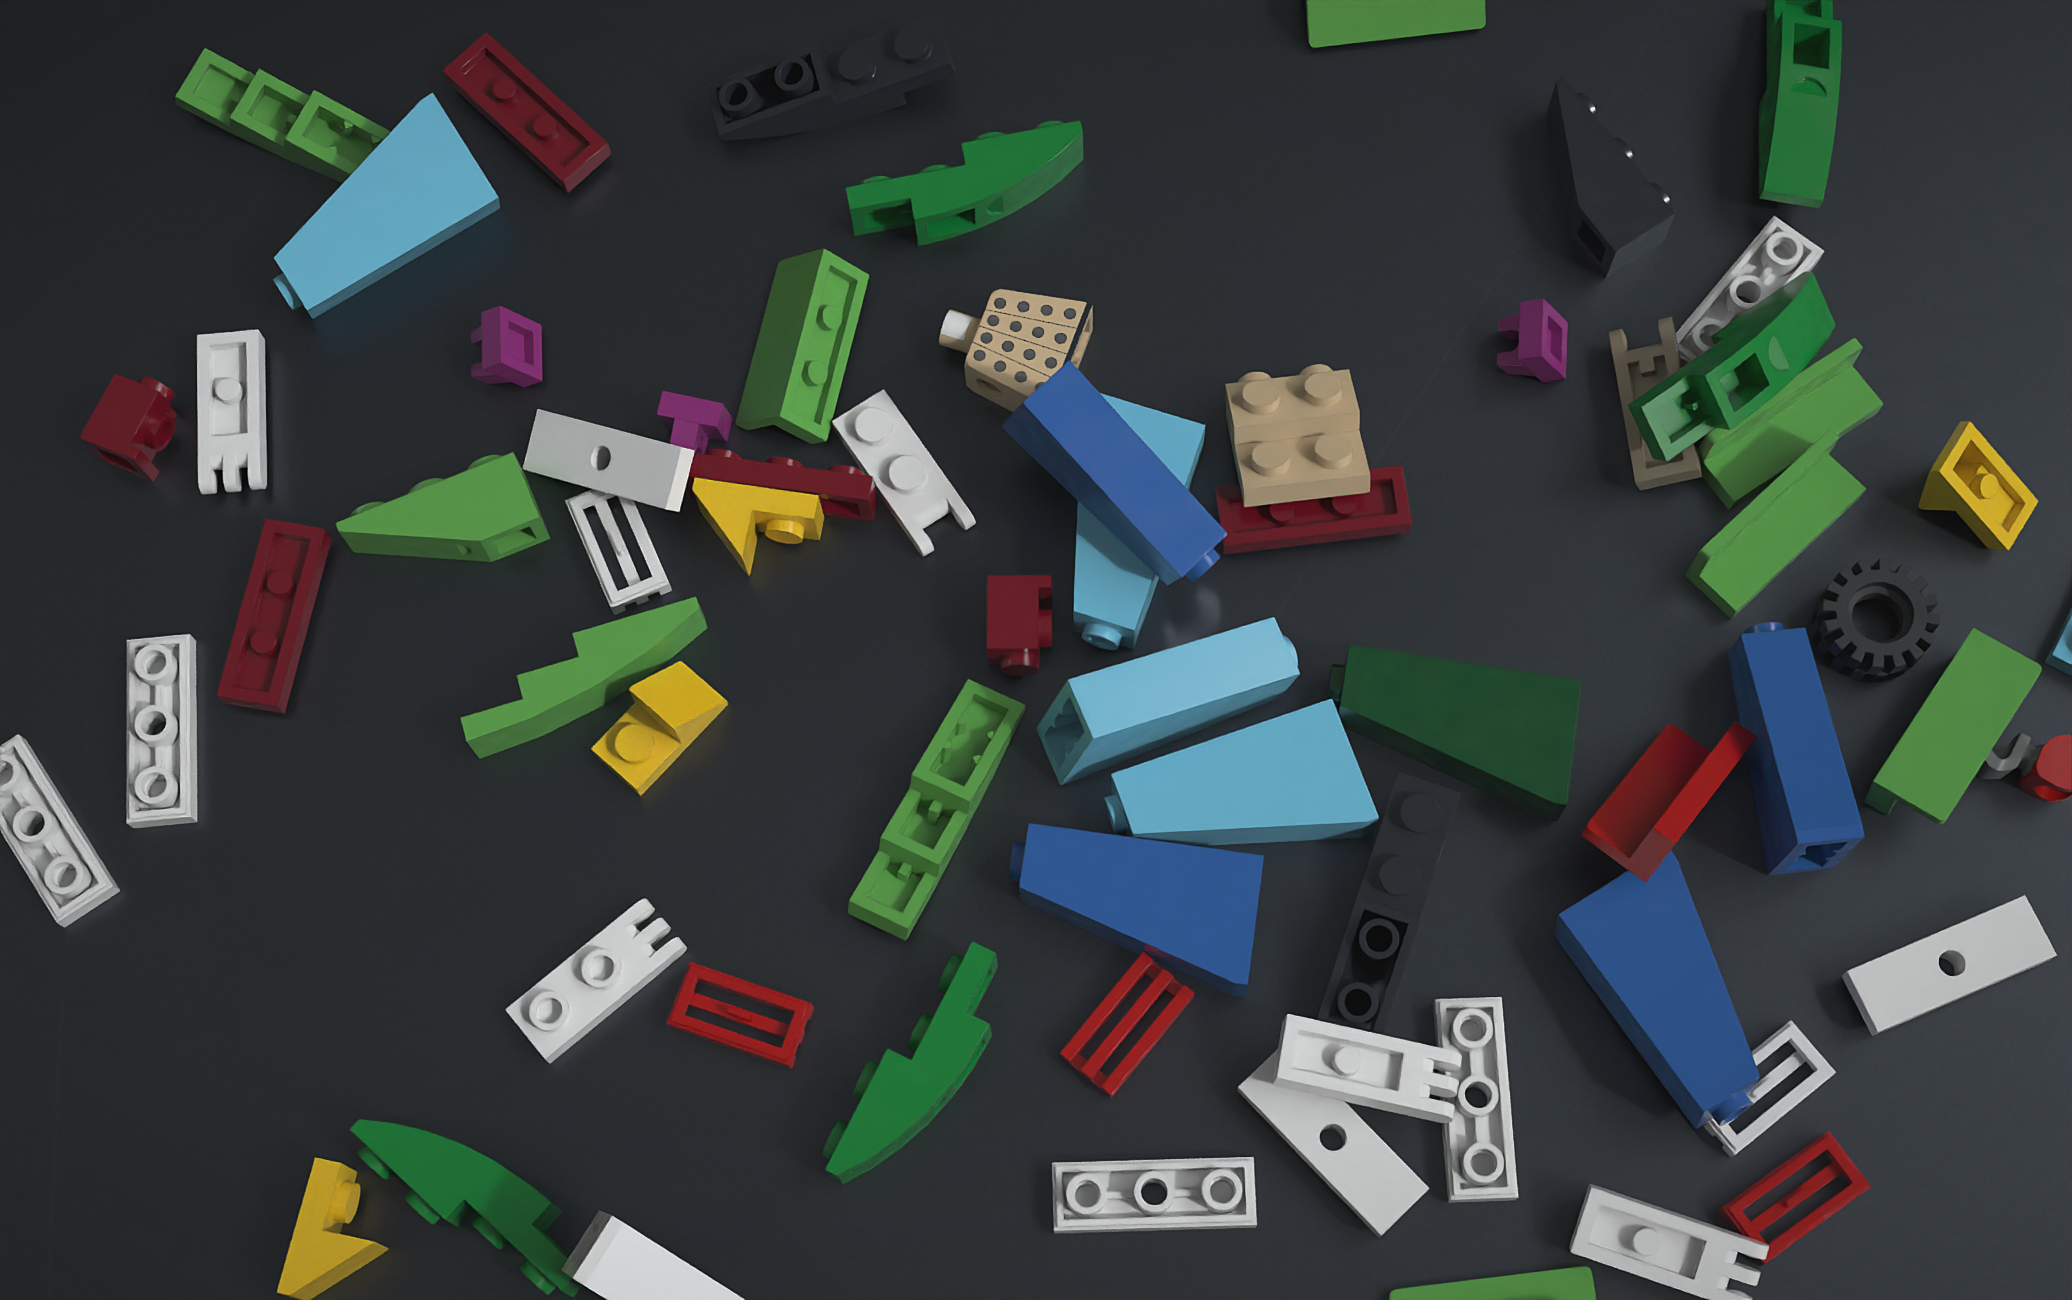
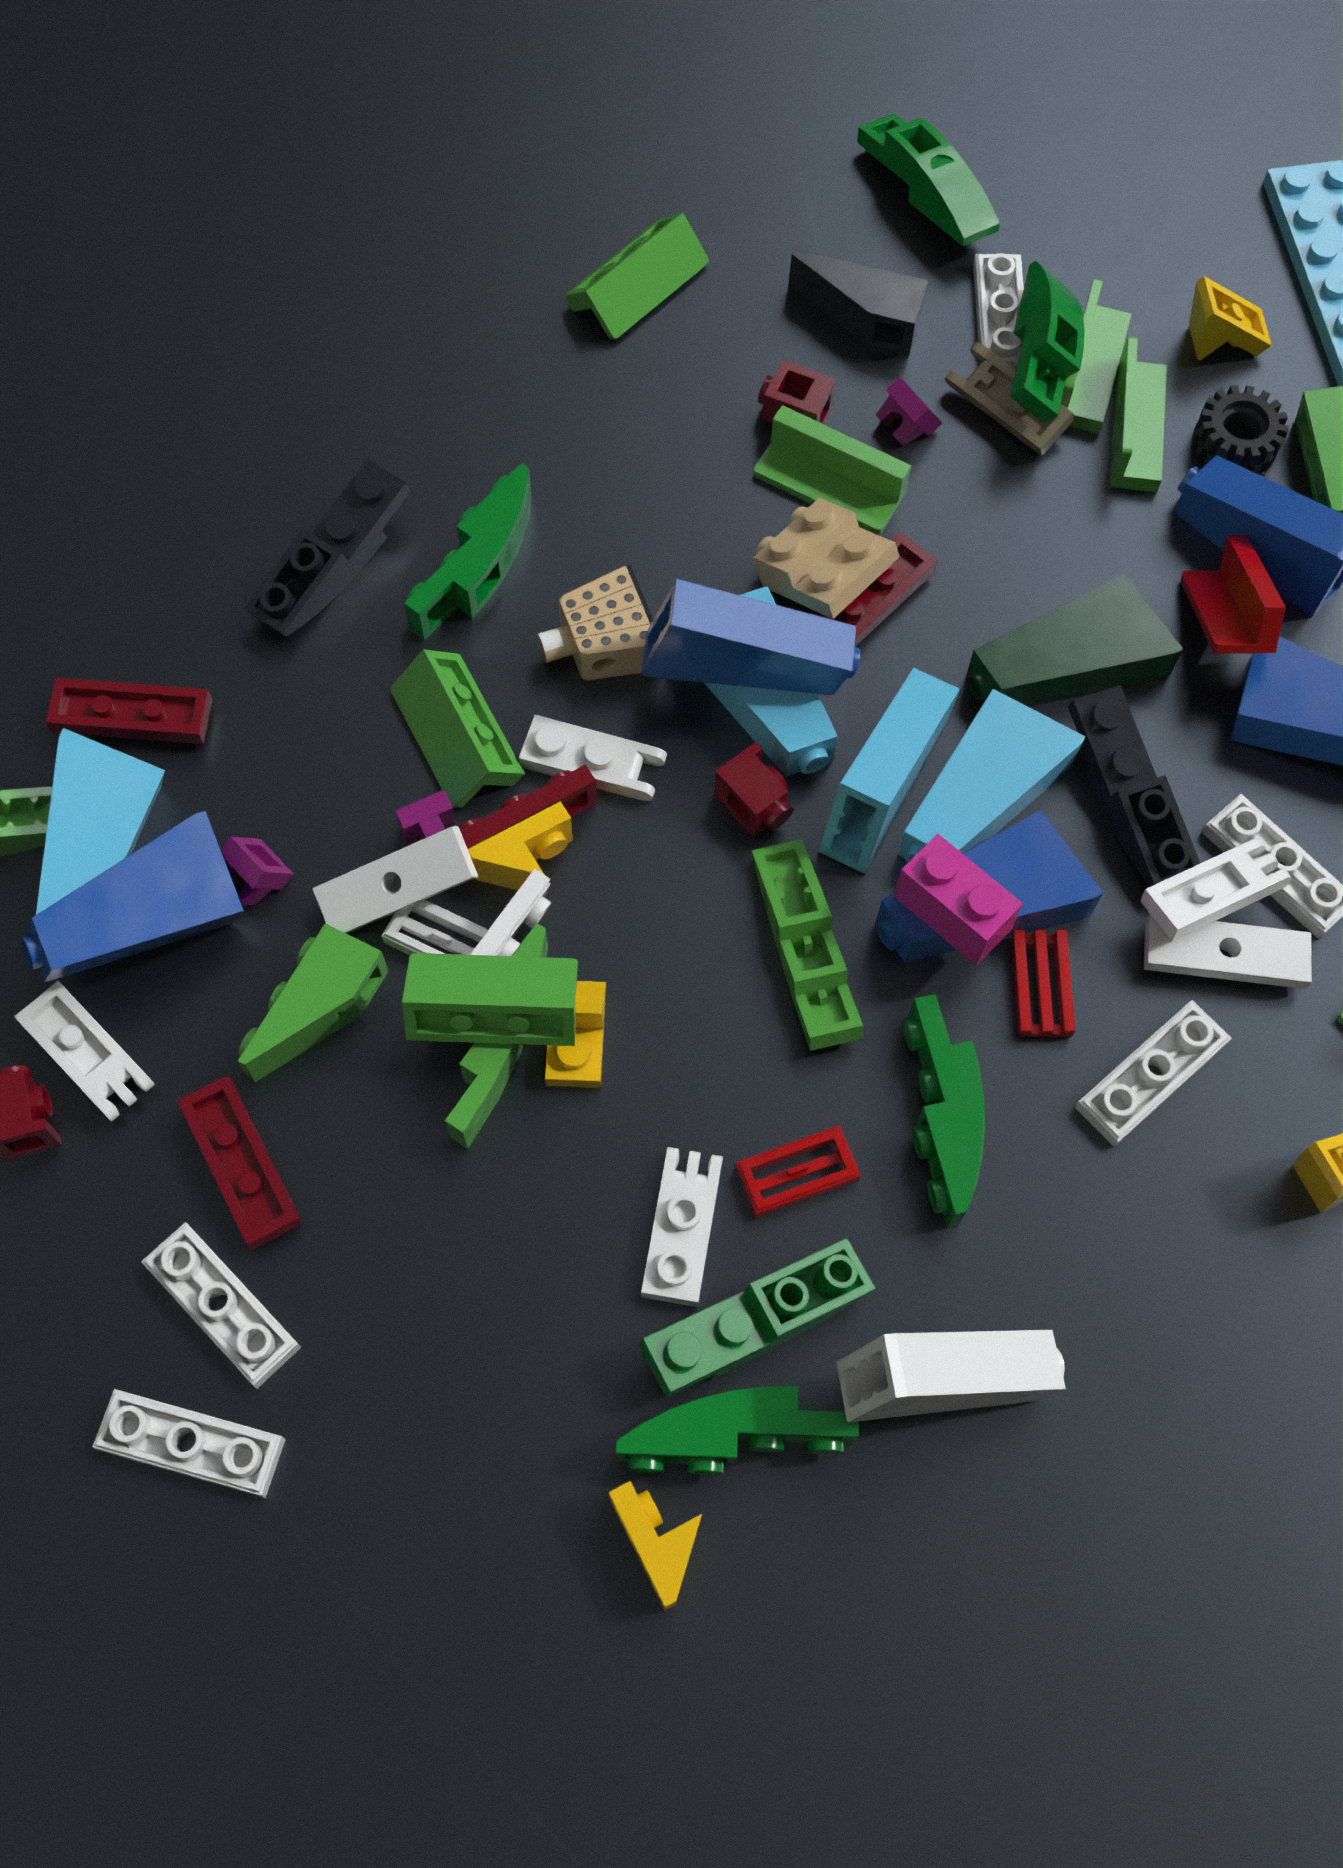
camera: 45 degrees left, 5 degrees down
(373, 311) = (141, 903): none -> blue slope
(578, 1115) = (756, 1319): none -> green slope
(583, 636) = (490, 999): none -> bright green panel
(643, 590) = (524, 908): none -> white tile
(1083, 879) = (957, 899): none -> dark pink brick
(1396, 352) = (826, 464): none -> bright green panel
(1433, 228) = (799, 390): none -> dark red brick

